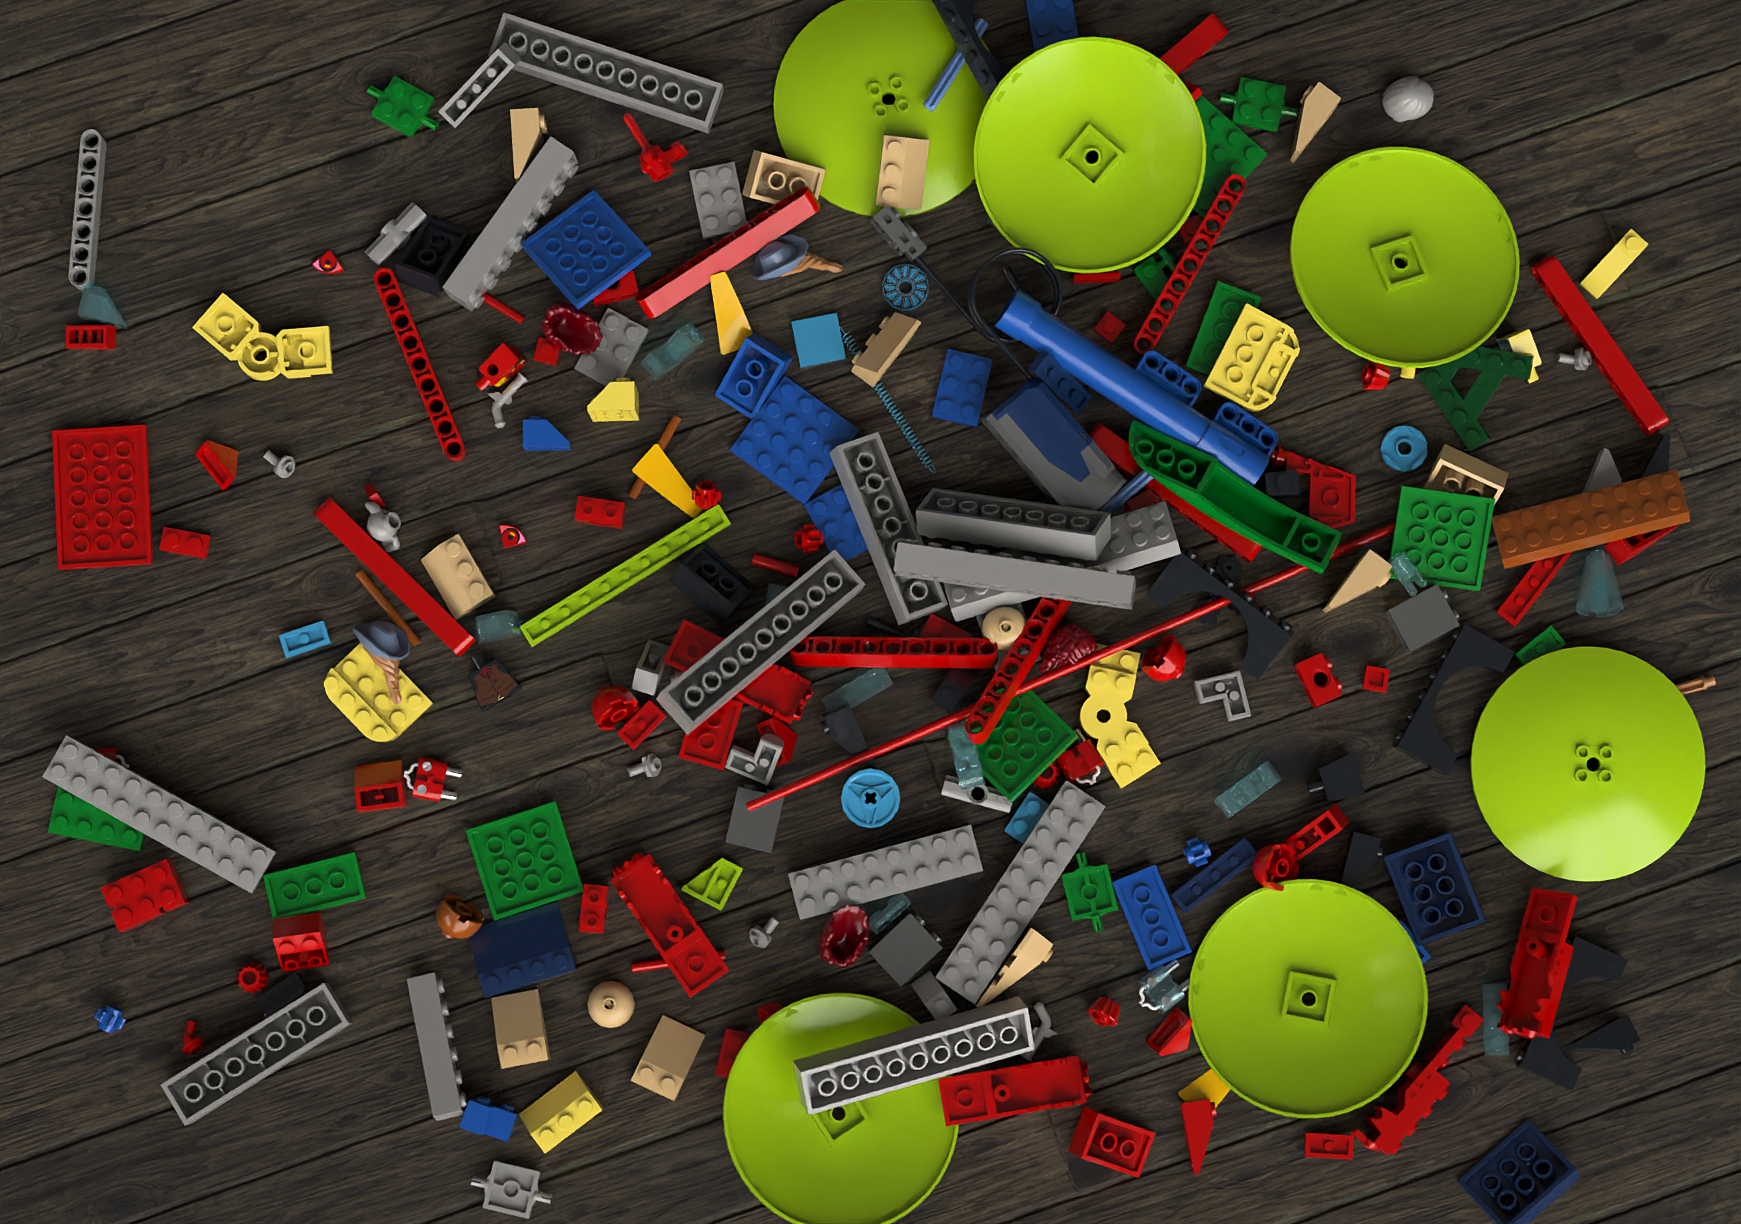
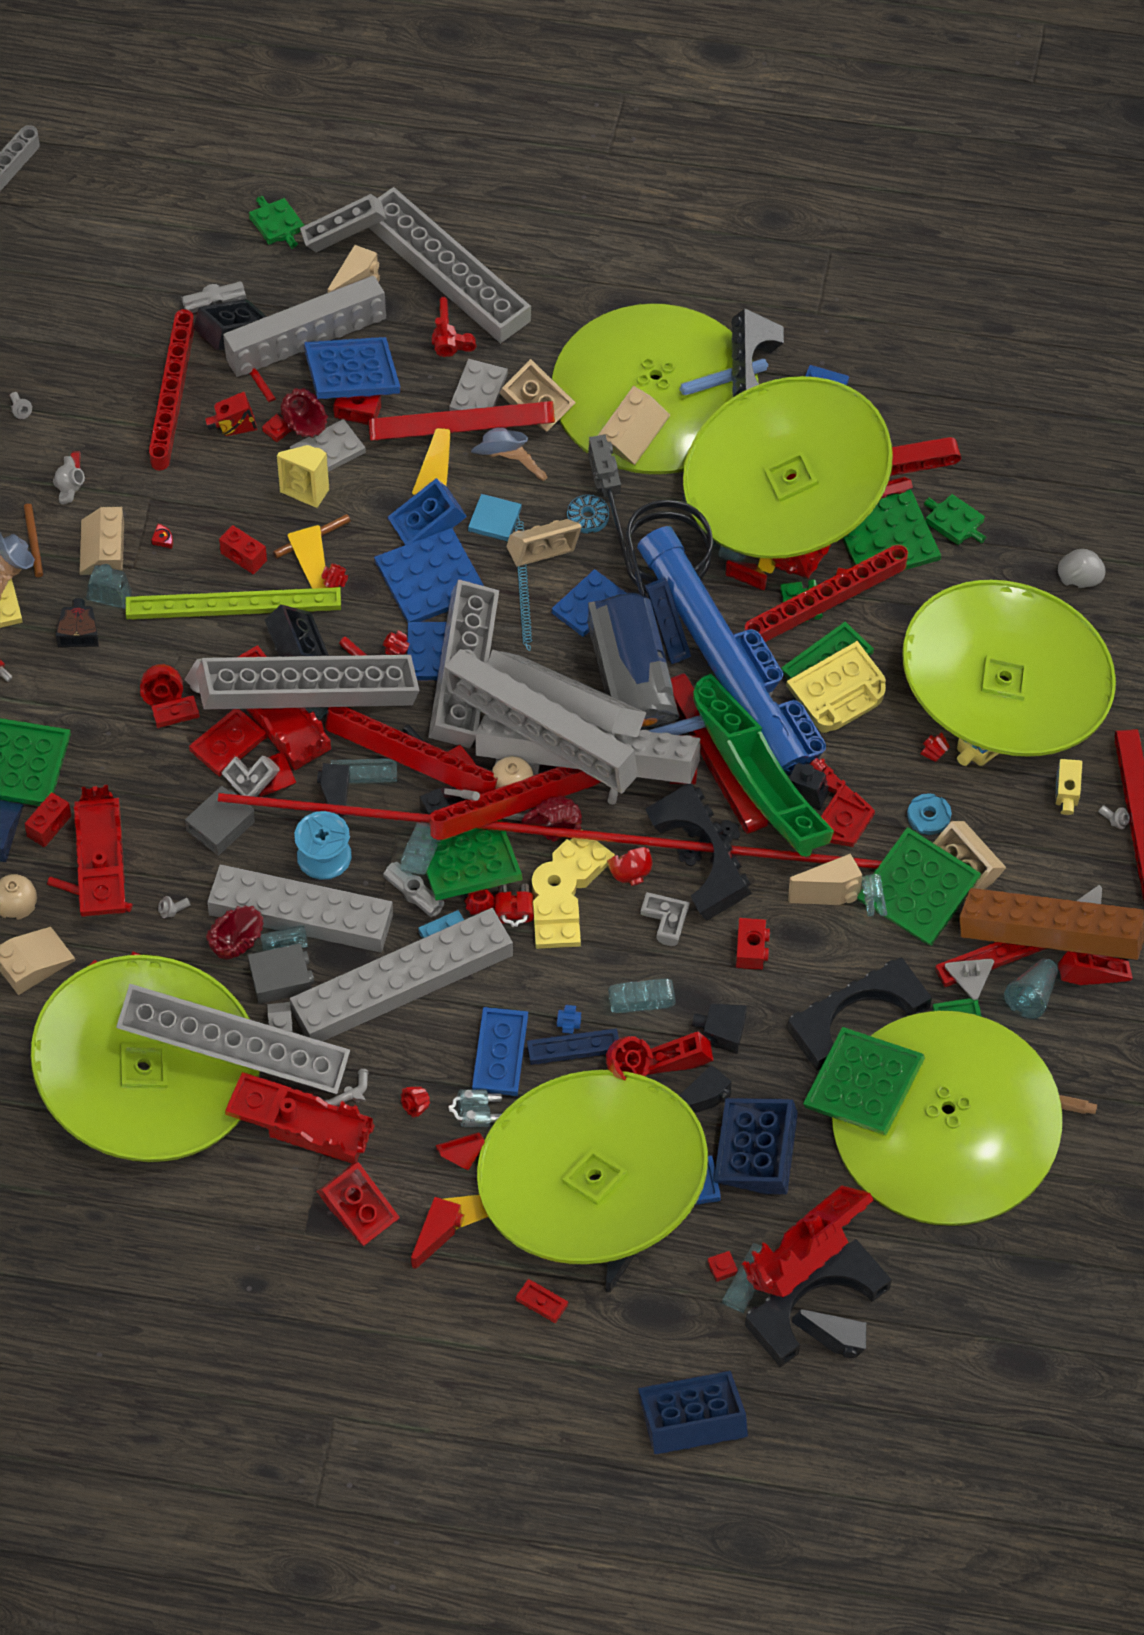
camera: 30 degrees right, 25 degrees down
(240, 338) = (57, 327): light yellow plate -> none
(328, 264) = (148, 295): red tile -> none
(394, 577) = (53, 520): red beam -> none
(505, 397) = (222, 443): light grey piece -> none
(542, 436) = (232, 479): blue slope -> none
(650, 764) = (162, 744): light grey plate -> none
(673, 352) = (379, 471): clear light blue brick -> none
(715, 883) = (157, 851): lime wing -> none
(975, 679) = (466, 794): none -> light grey piece
(1024, 958) = (372, 1026): tan wedge -> none
(1089, 892) = (460, 1007): green plate -> none
(1109, 327) = (735, 616): red plate -> none
(1317, 107) = (991, 543): tan slope -> none
(1375, 679) = (801, 967): red plate -> none
(1414, 1098) = (641, 1294): red piece -> none
(1422, 618) = (868, 940): dark grey brick -> none
(1464, 412) = (995, 806): dark green plate -> none
(1503, 777) = (864, 1081): none -> green plate
(1535, 605) = (971, 975): none -> light grey piece

